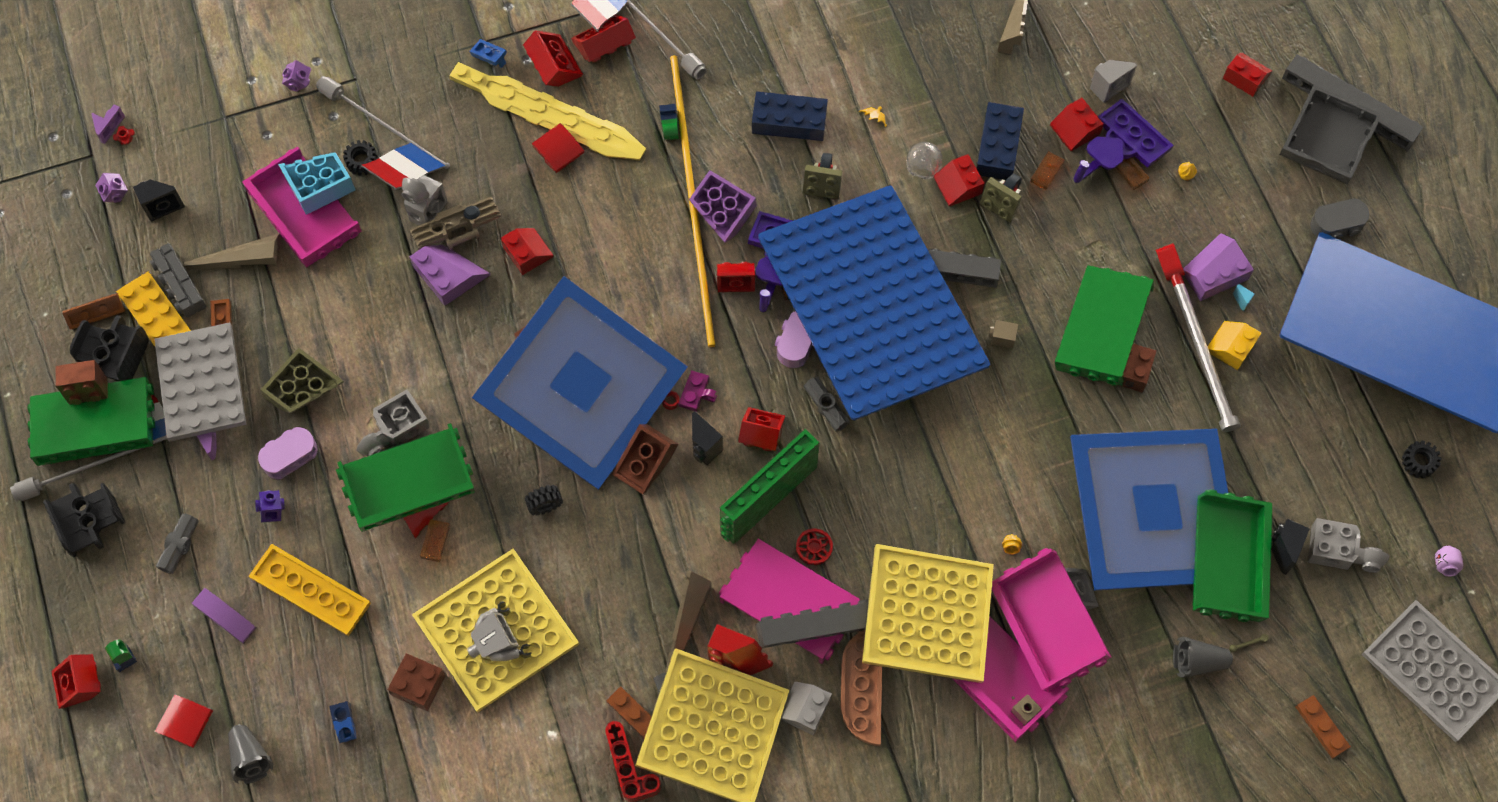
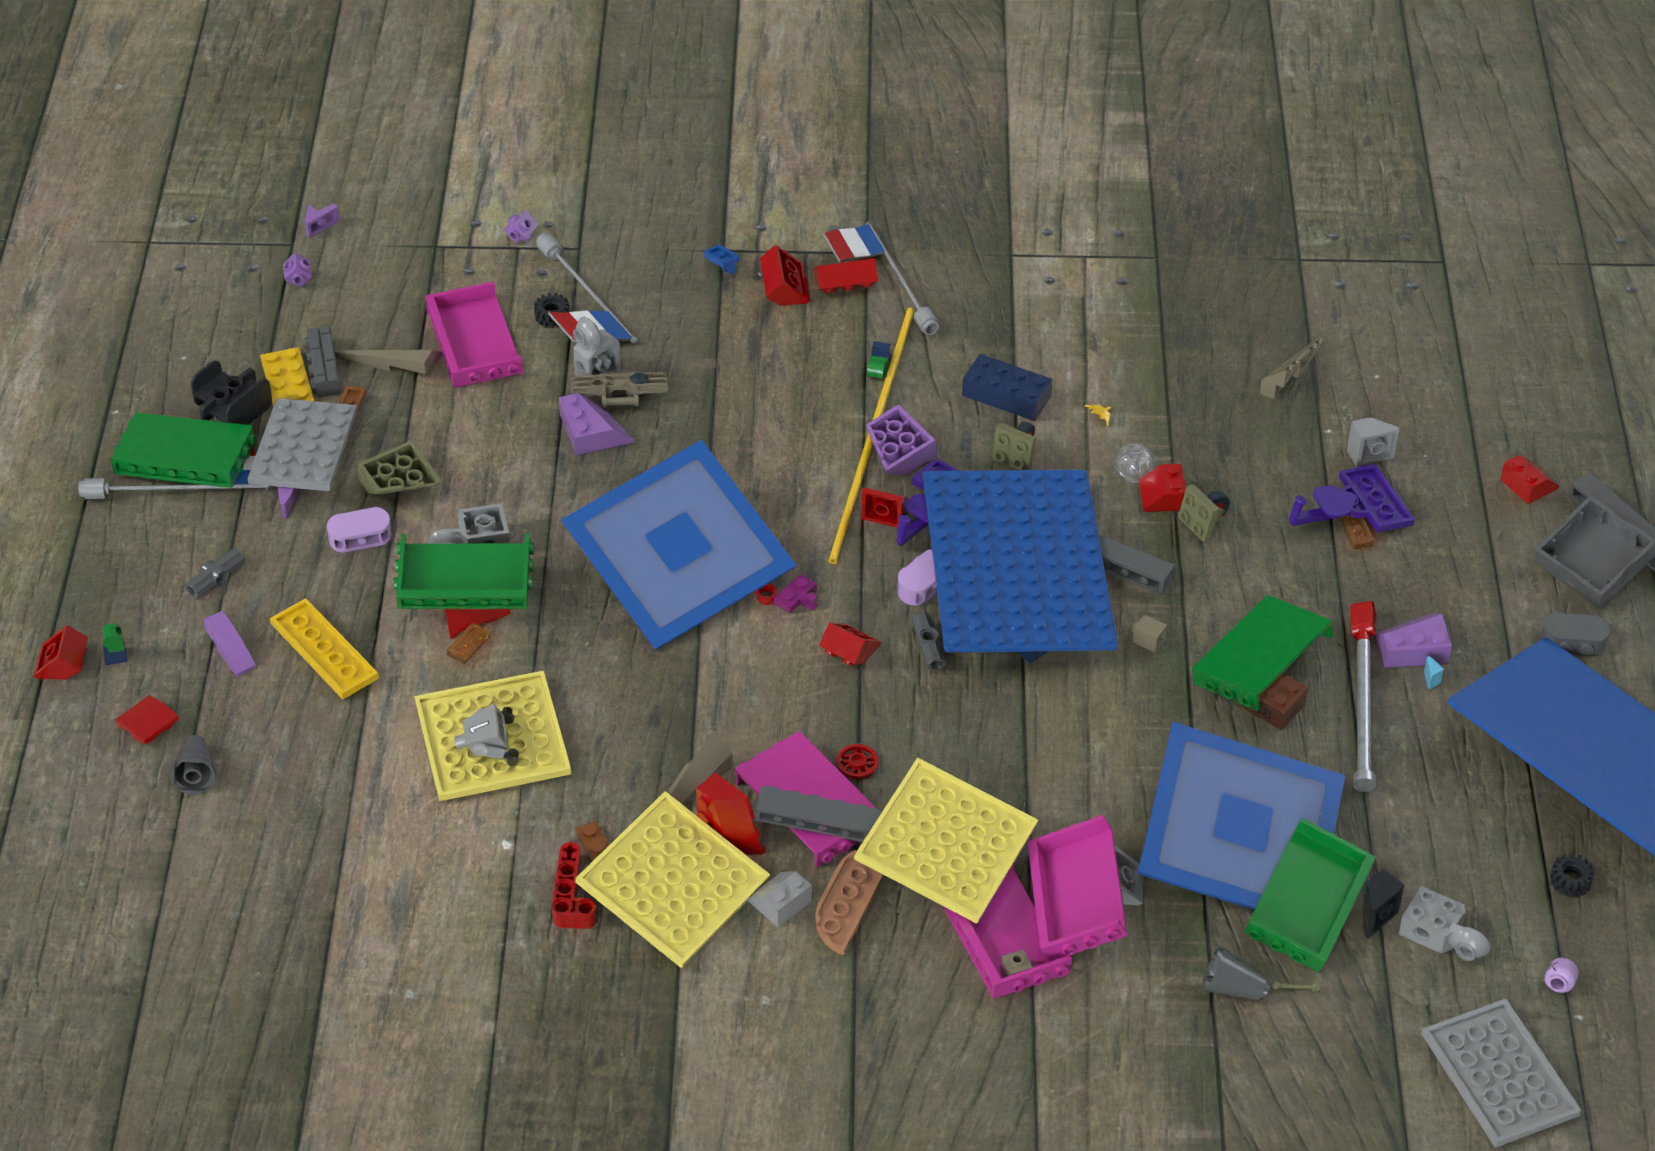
camera: 20 degrees right, 20 degrees down
(72, 523) = (134, 522): black piece -> none
(81, 382) = (189, 406): copper brick -> none
(94, 310) = (234, 363): dark orange plate -> none
(127, 138) = (330, 234): red plate -> none
(158, 199) = (337, 288): black slope -> none
(270, 506) = (319, 565): dark purple brick -> none
(317, 181) = (499, 315): medium azure wedge -> none
(343, 721) = (302, 765): leg -> none
(416, 682) = (390, 754): copper brick -> none
(526, 249) = (679, 426): red slope -> none
(543, 500) = (603, 632): black tyre -> none
(548, 112) = (761, 324): light yellow plate -> none
(558, 148) = (754, 352): red slope -> none
(644, 458) = (715, 633): copper slope -> none
(705, 439) = (784, 632): black slope -> none
(769, 487) = (829, 683): green panel -> none
(999, 141) = (1224, 462): dark blue brick -> none
(1012, 544) = (1070, 817): yellow plate -> none
(1047, 170) = (1265, 507): clear orange plate -> none
(1077, 124) = (1314, 470): red slope -> none
(1187, 171) = (1421, 547): yellow plate -> none
(1233, 343) = (1404, 712): yellow slope -> none
(1322, 726) = (1346, 1087): dark orange plate -> none

